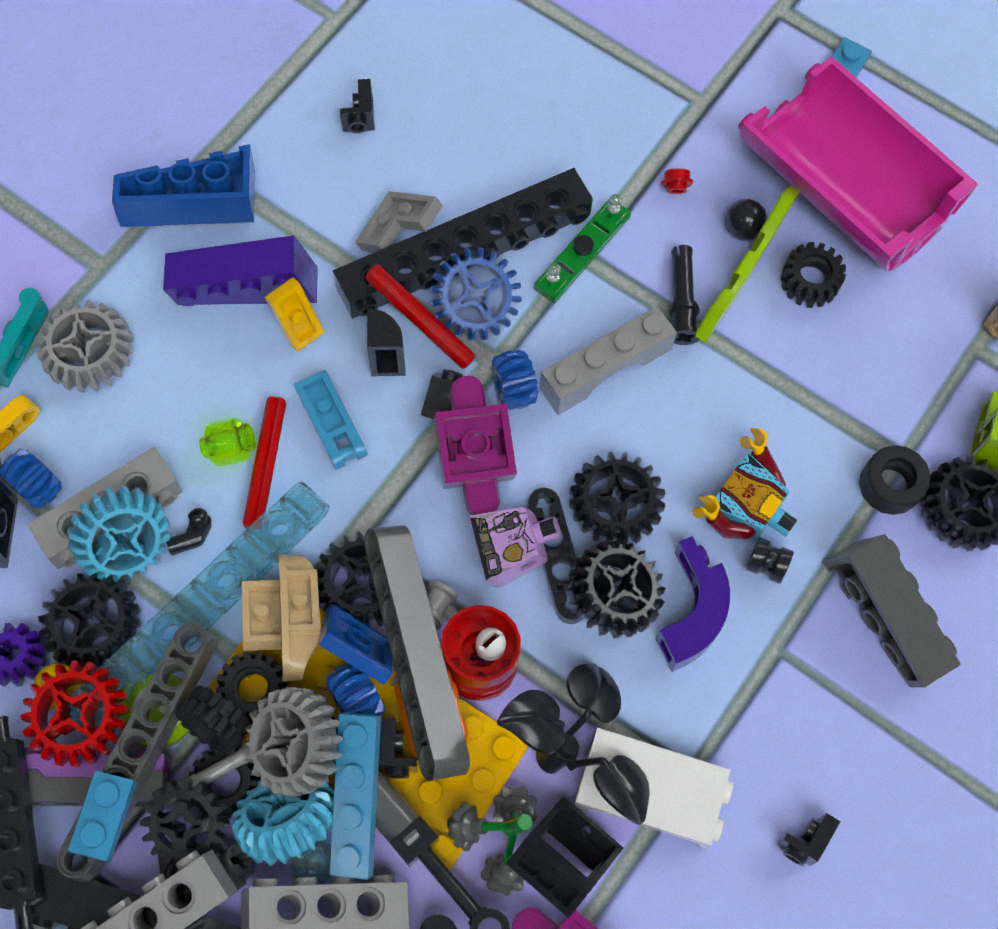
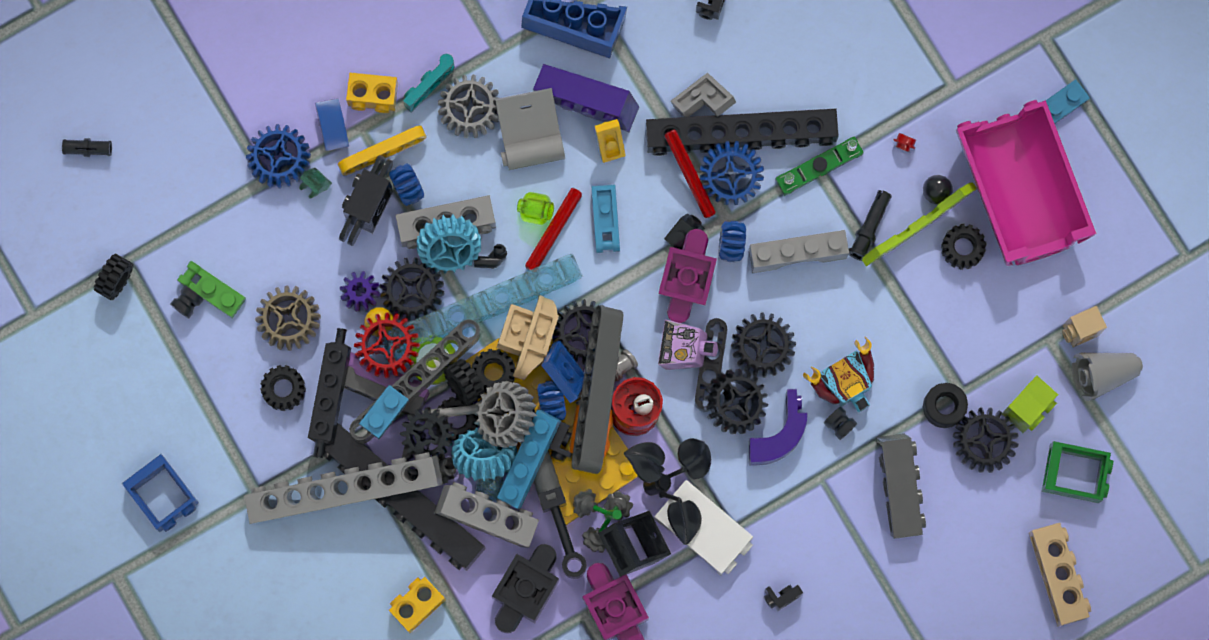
camera: 25 degrees right, 10 degrees up
(180, 347) = (530, 132): none -> light grey door
(384, 345) = (658, 185): black brick -> none

